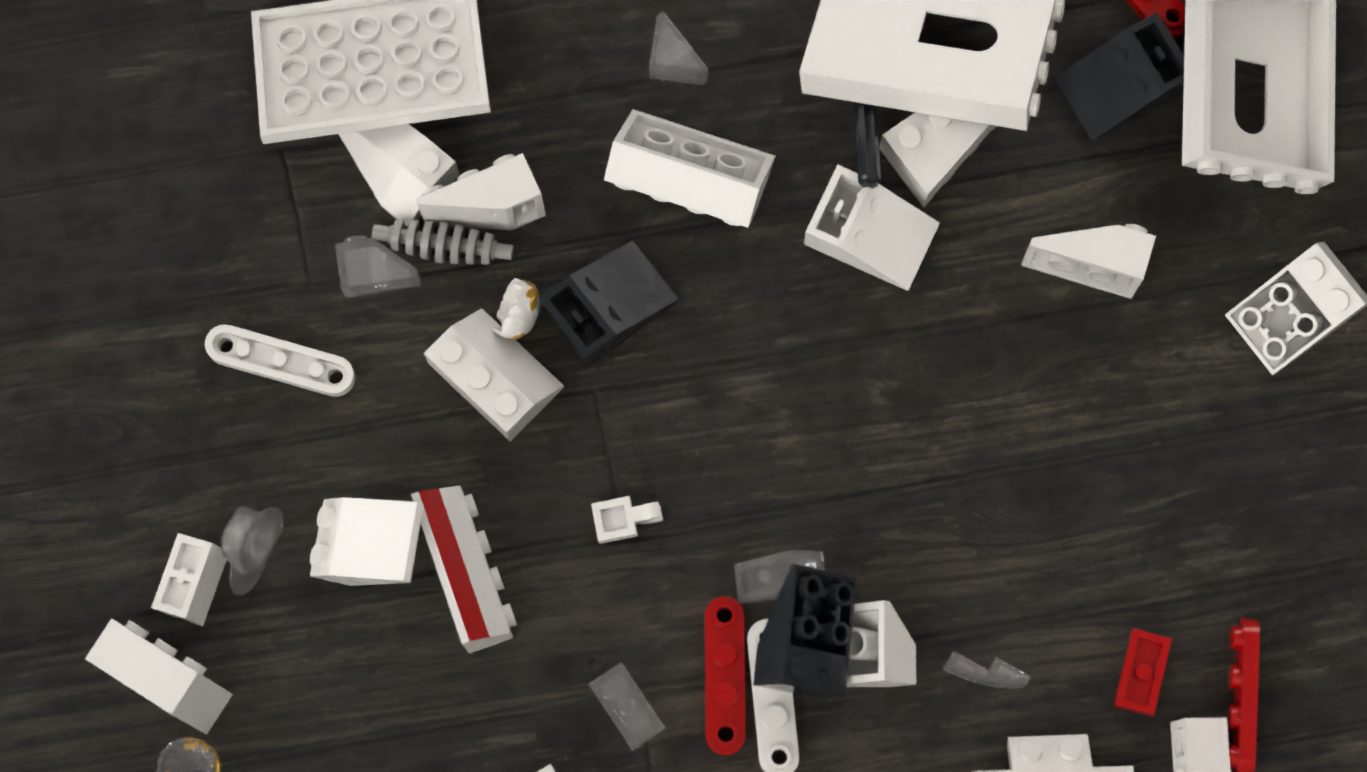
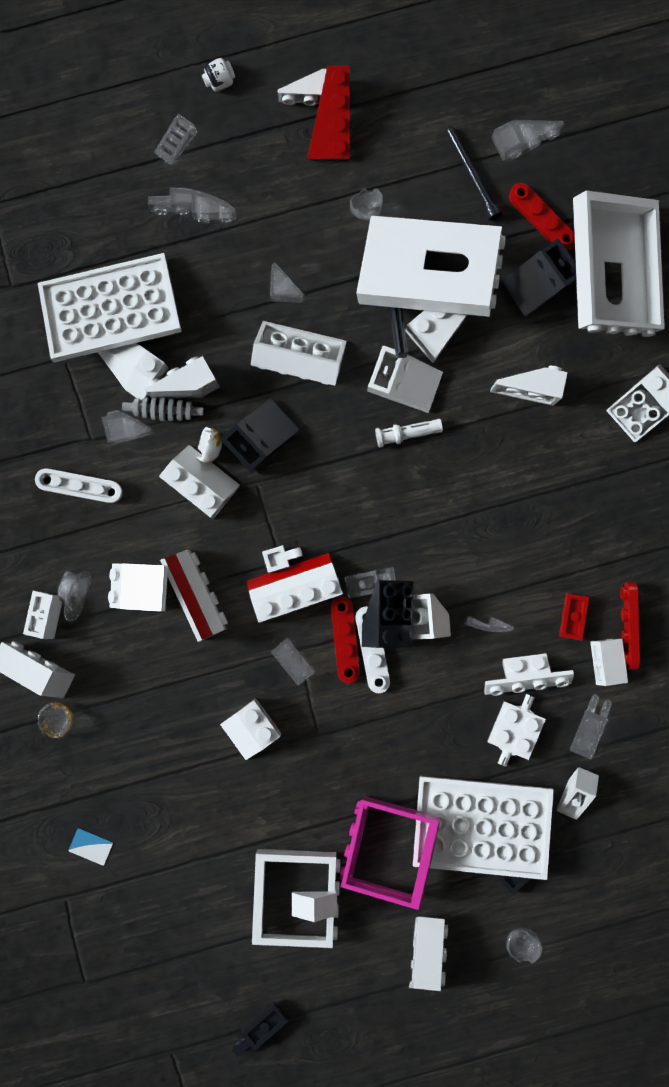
camera: 10 degrees left, 10 degrees up
(642, 574) = (293, 587): none -> white slope
(853, 321) = (398, 434): none -> white pin

